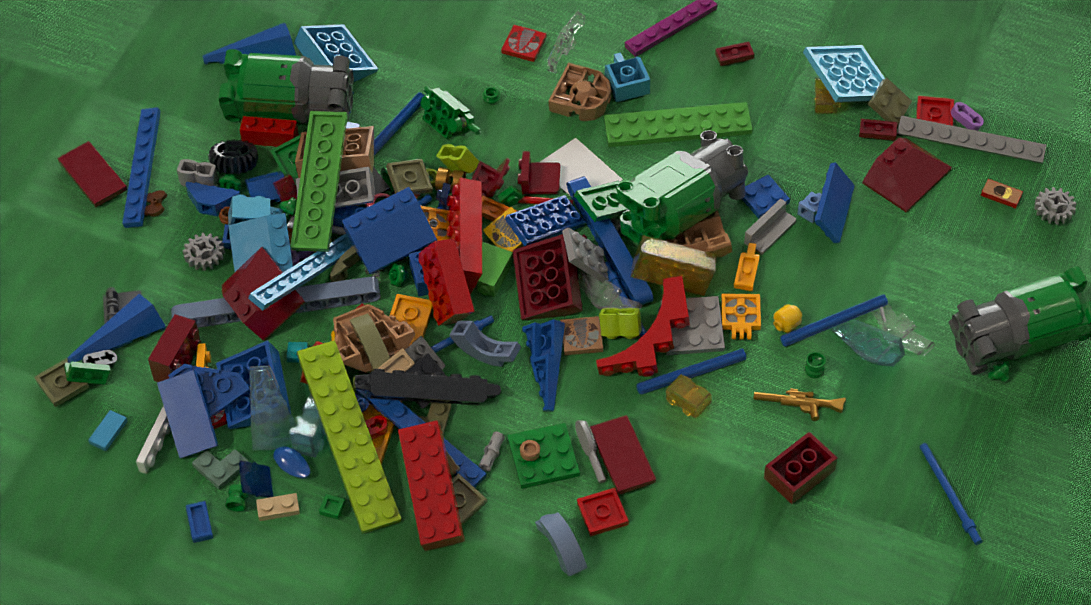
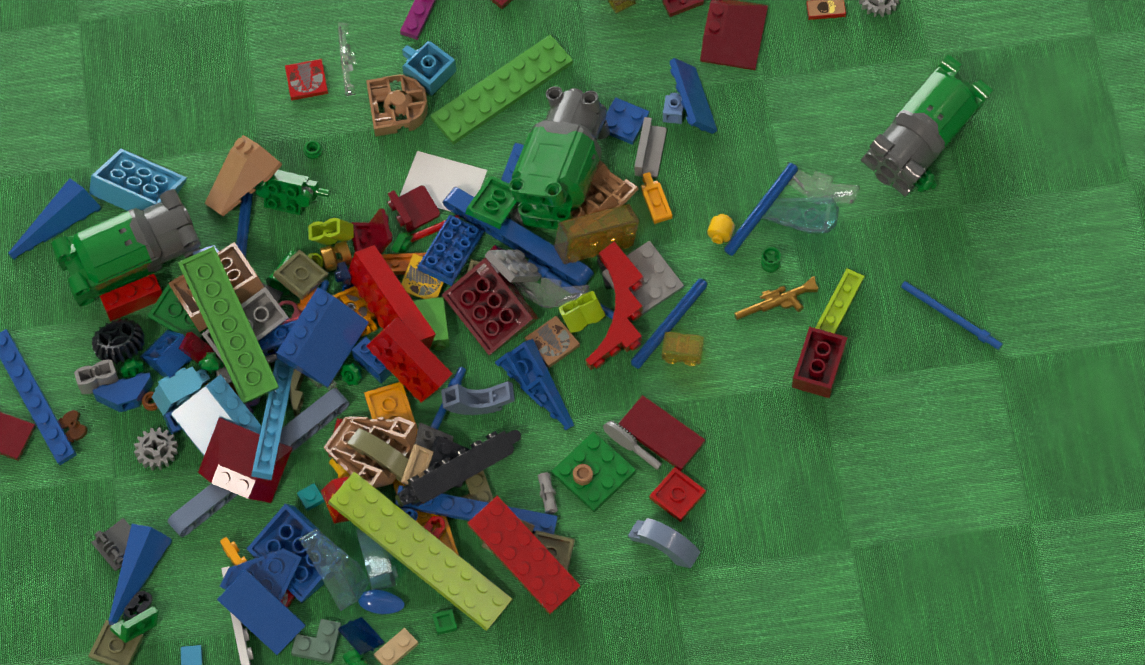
camera: 30 degrees left, 10 degrees up
(174, 348) = (204, 558): dark red brick -> none
(425, 75) = (241, 172): none -> medium nougat wedge
(741, 314) = (677, 246): light orange piece -> none
(855, 429) = (840, 301): none -> lime plate

